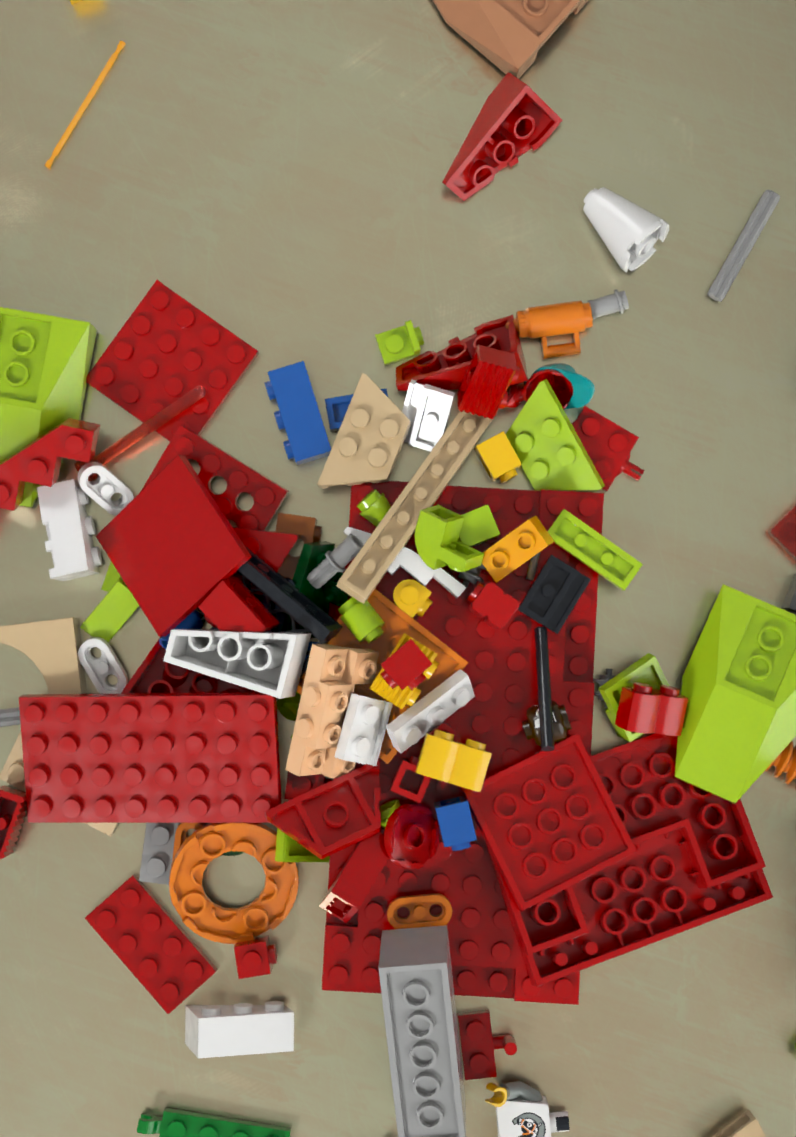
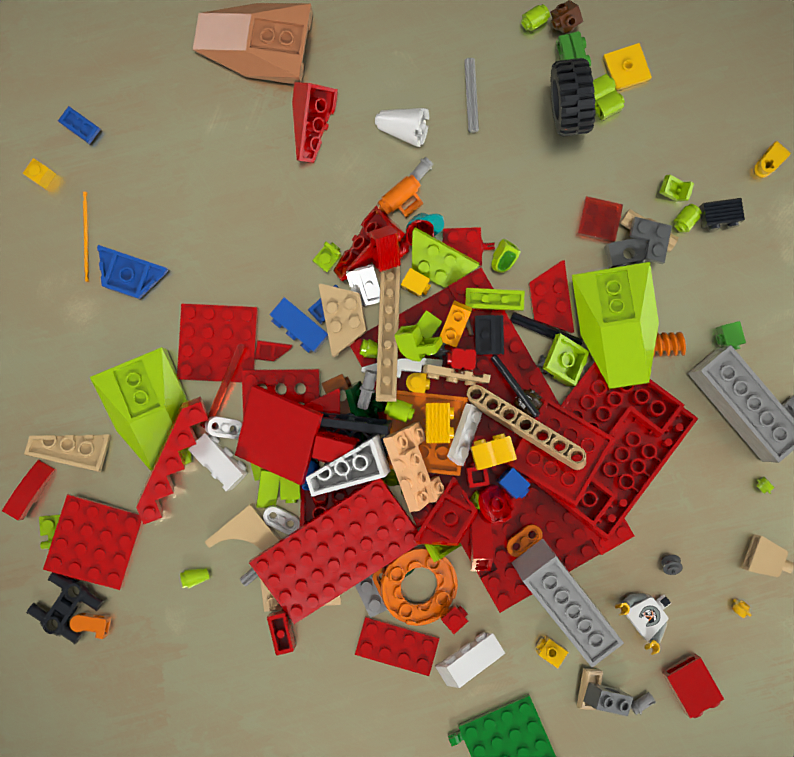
camera: 25 degrees left, 0 degrees up
(110, 192) = (128, 273): none -> blue wing
(139, 634) = (289, 491): none -> lime brick
(238, 424) = (270, 350): none -> red tile
(359, 1089) = (551, 651): none -> yellow brick
(363, 730) = (436, 466): white plate -> none
(405, 667) = (438, 419): red brick -> none
(466, 620) = (453, 376): none -> tan wing
(479, 1044) = (597, 589): red plate -> none
(523, 770) = (532, 433): none -> tan beam
(604, 1077) = (672, 564): none -> dark grey wheel
(633, 631) = (541, 328): none -> black axle
(646, 499) = (504, 256): none -> lime rock
(651, 710) = (576, 362): red brick -> none
(674, 600) = (551, 298): none -> red wing

